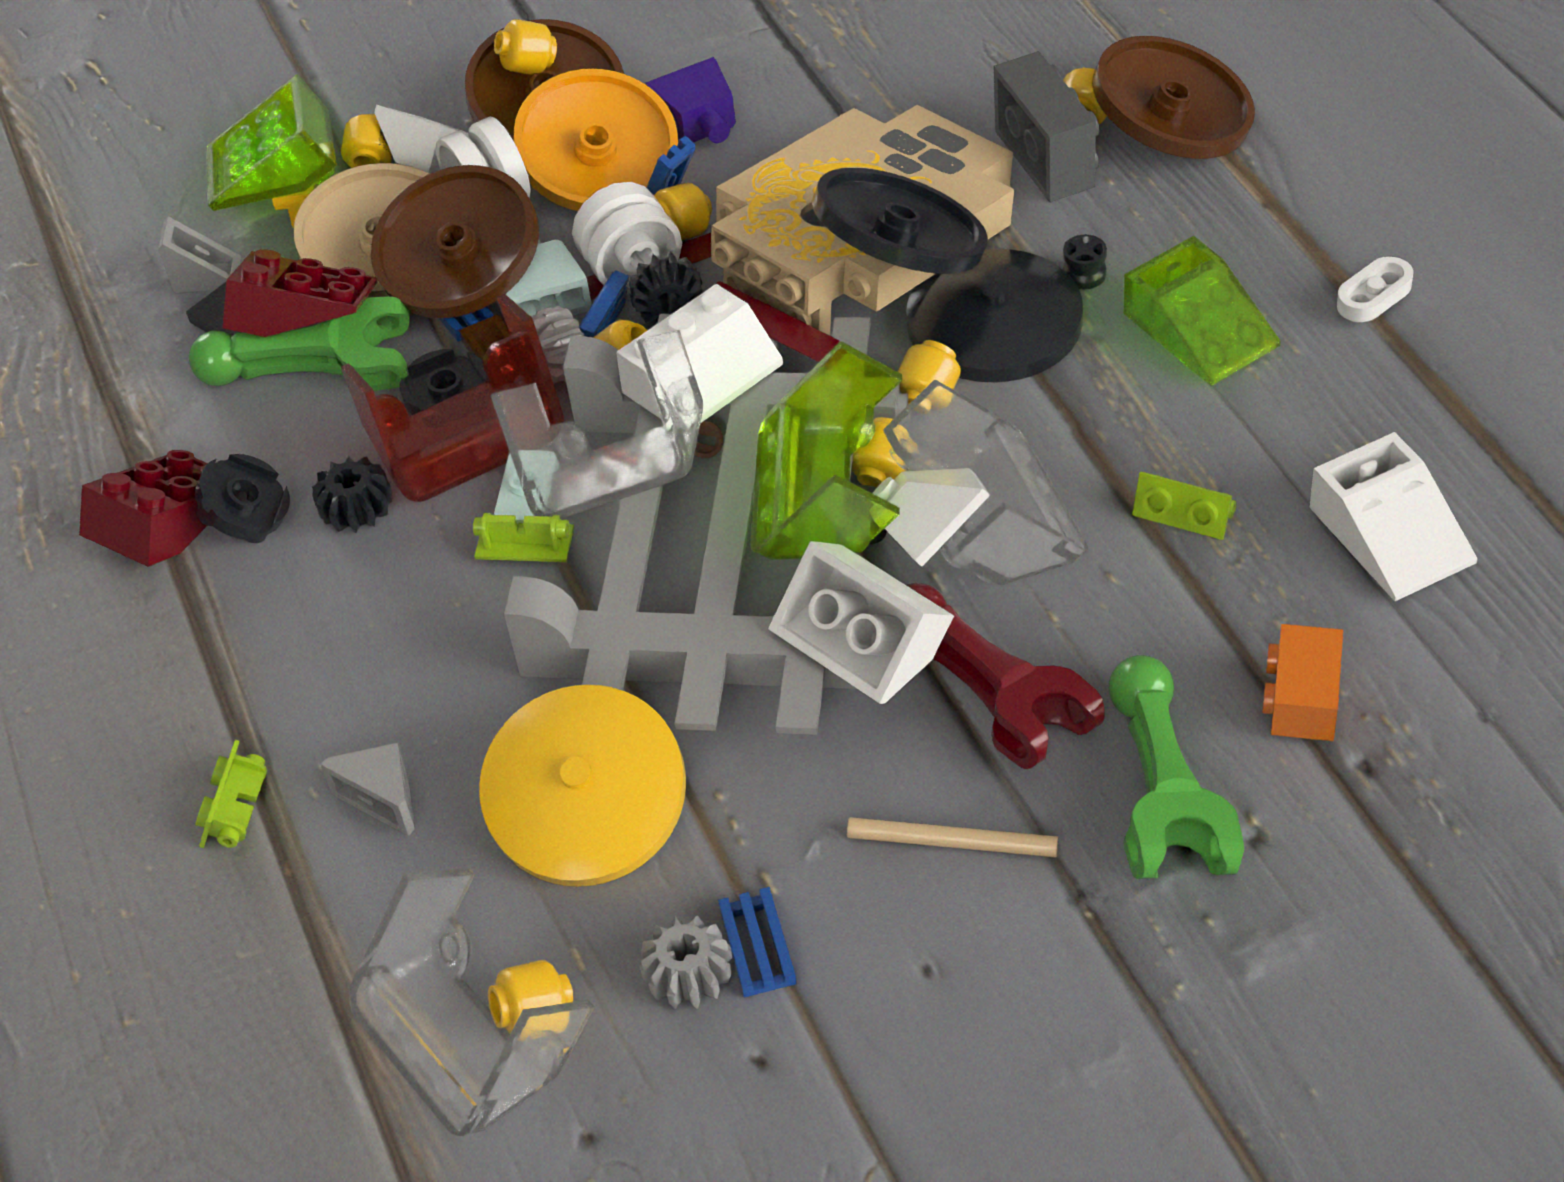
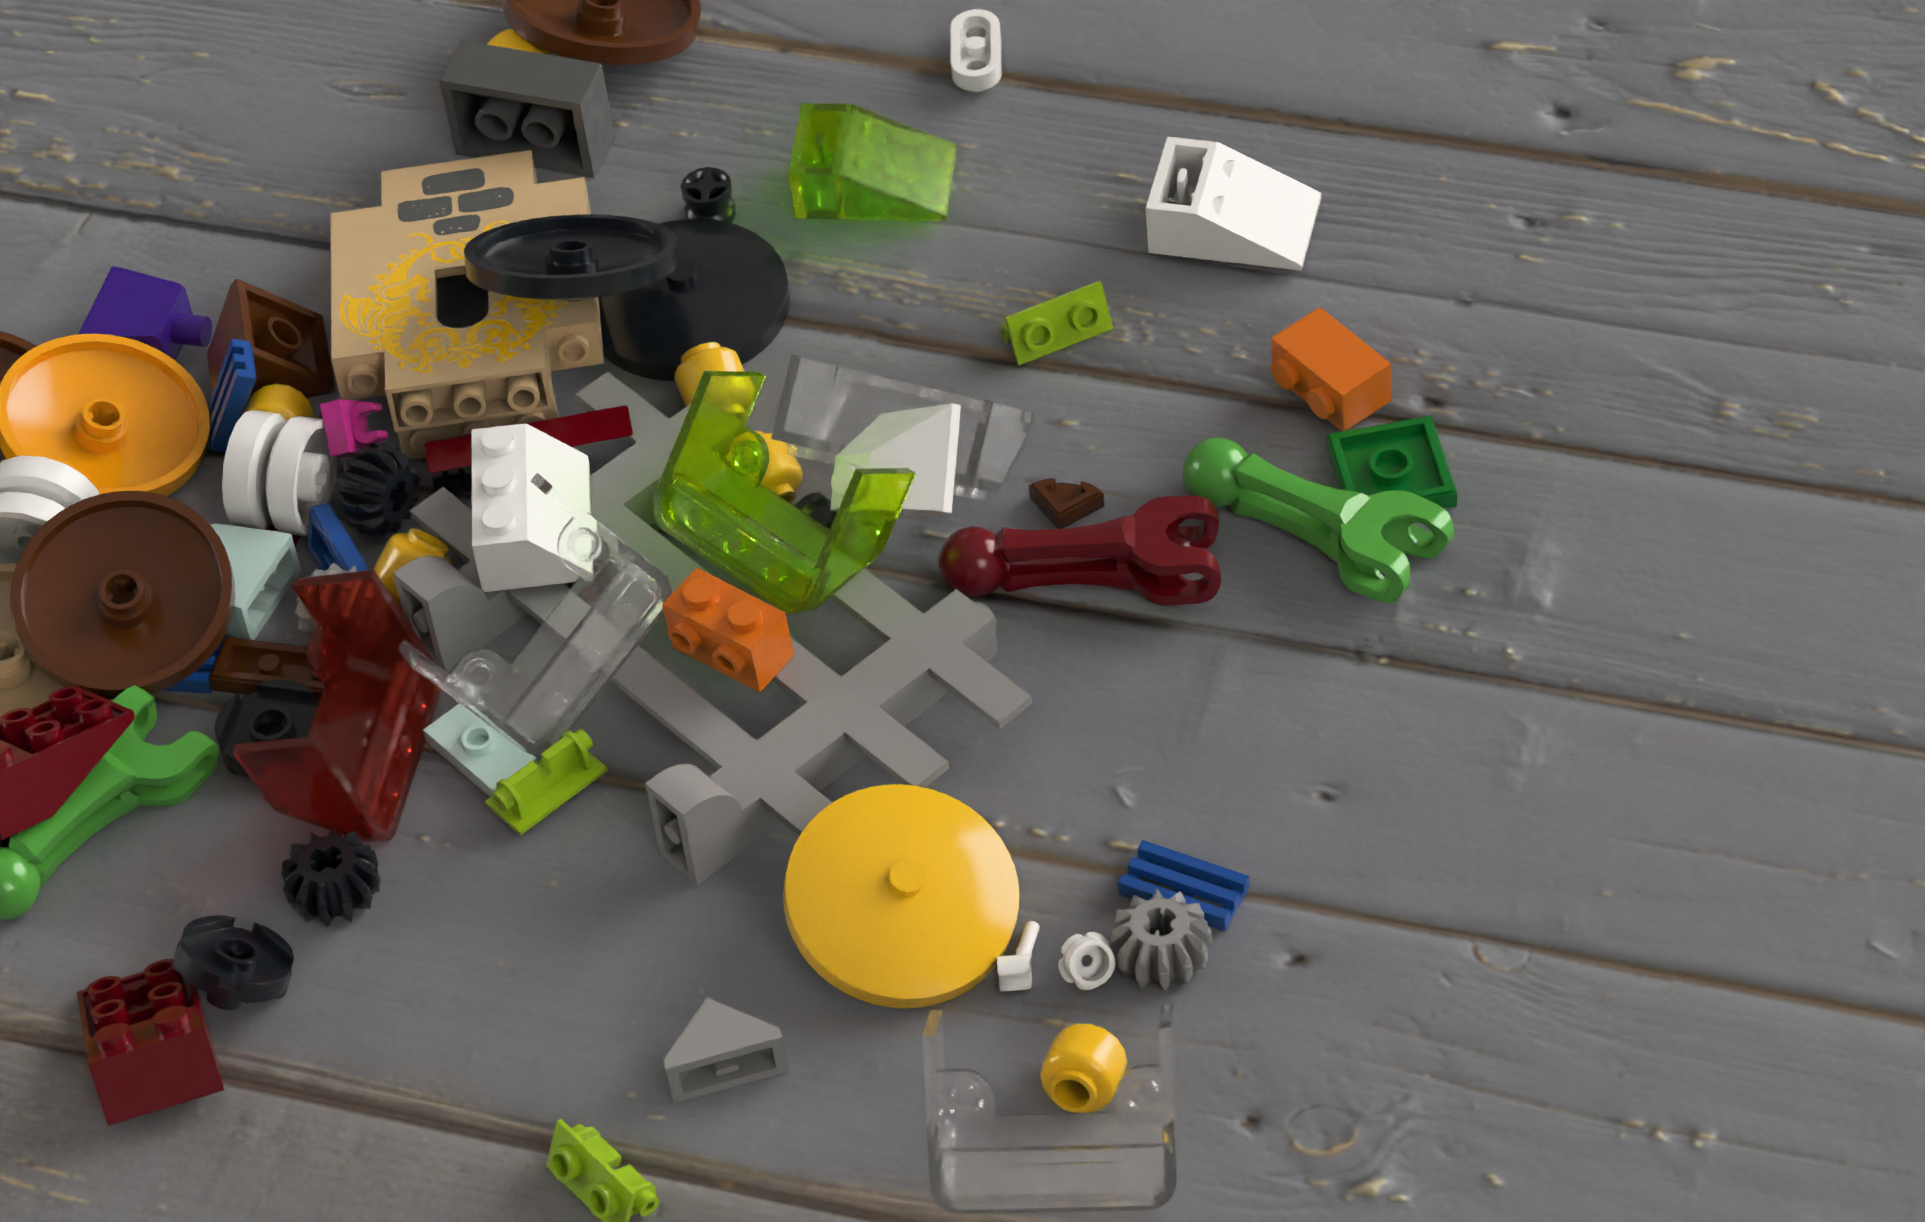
camera: 50 degrees left, 0 degrees up
(594, 900) = (1015, 970): none -> white hand
(618, 933) = (1099, 968): none -> white plate
(683, 236) = (348, 426): none -> dark pink tile
(694, 526) = (728, 629): none -> orange brick
(728, 152) = (284, 338): none -> reddish brown slope
(859, 620) = (966, 590): white slope -> none
(952, 837) = (1218, 693): tan bar -> none
(1035, 626) = (1065, 501): none -> reddish brown tile
(1272, 787) = (1392, 458): none -> green tile

